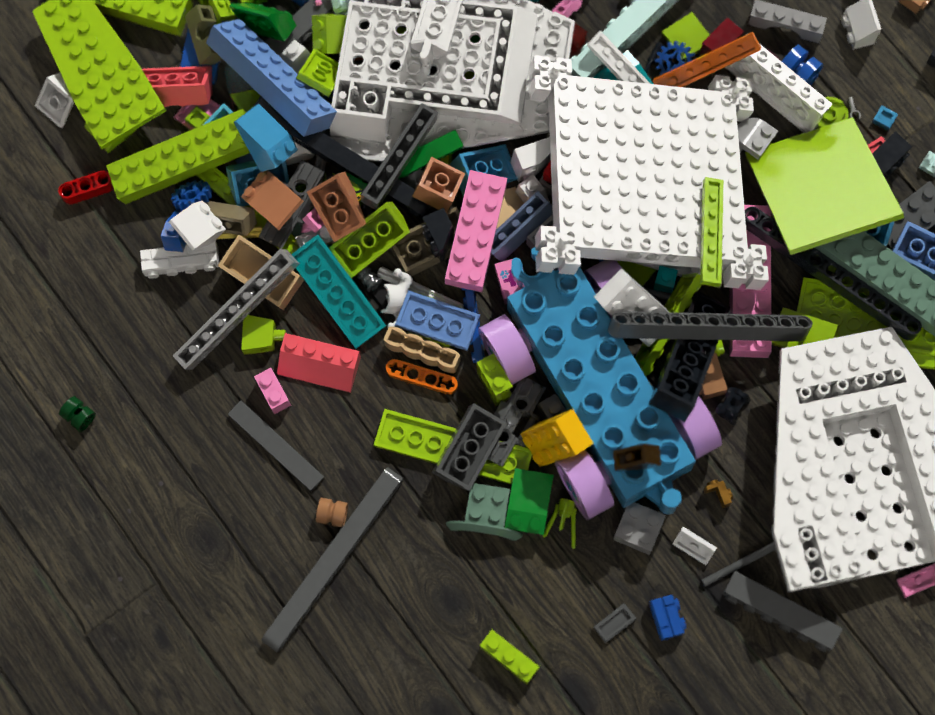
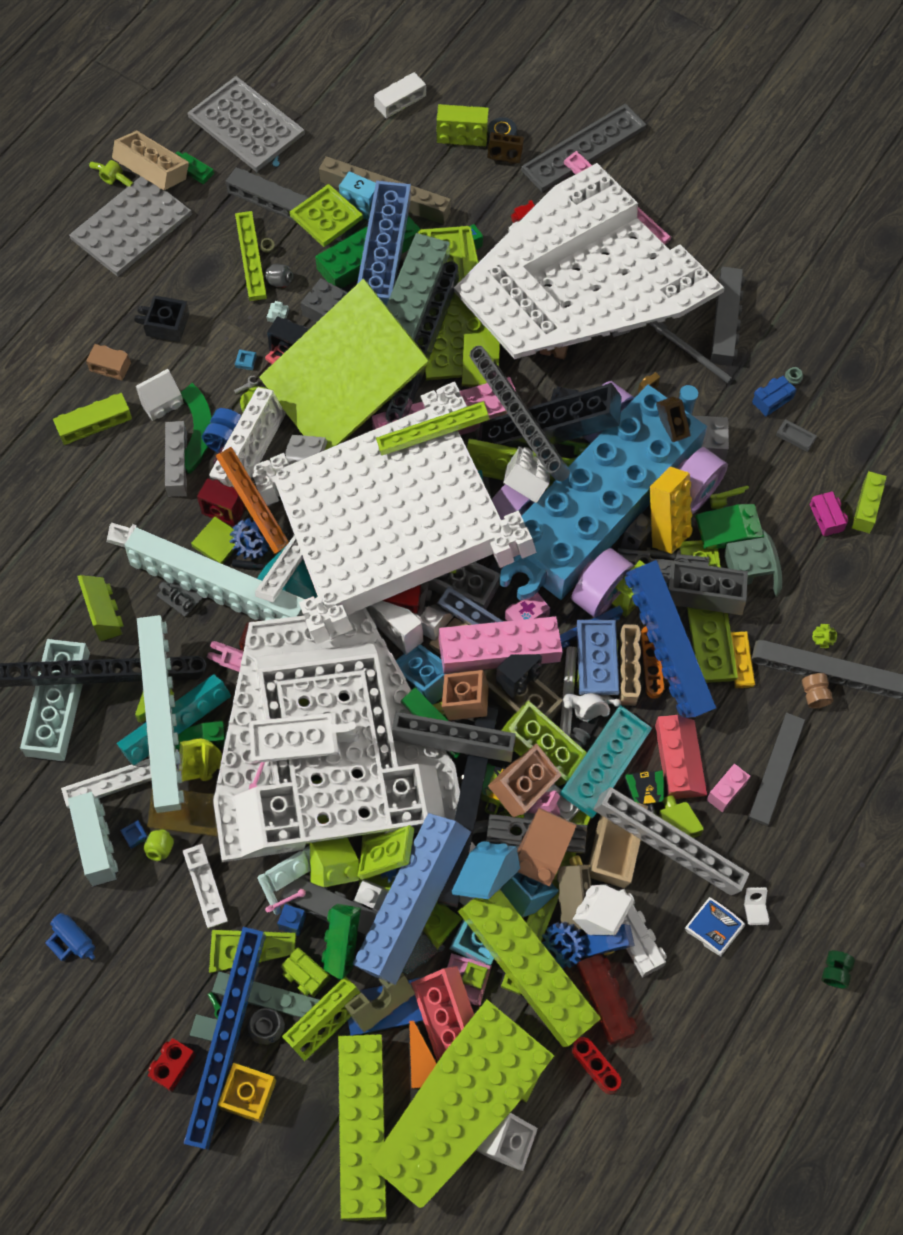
camera: 115 degrees left, 10 degrees down
(133, 215) = (606, 999): none -> clear red brick
(152, 55) = (421, 1058): none -> orange slope
(156, 369) = (756, 908): none -> white bracket
(158, 329) = (715, 926): none -> slope
(298, 317) = (645, 788): none -> torso
(384, 545) = (824, 636): none -> lime gear
(394, 460) = (742, 660): none -> yellow tile
(421, 380) = (670, 640): none -> blue brick
(512, 610) = (828, 513): none -> dark pink brick
(685, 645) = (794, 371): none -> sand green plate
(694, 546) = (705, 388): white plate -> none
(831, 59) = (201, 419): none -> green tile

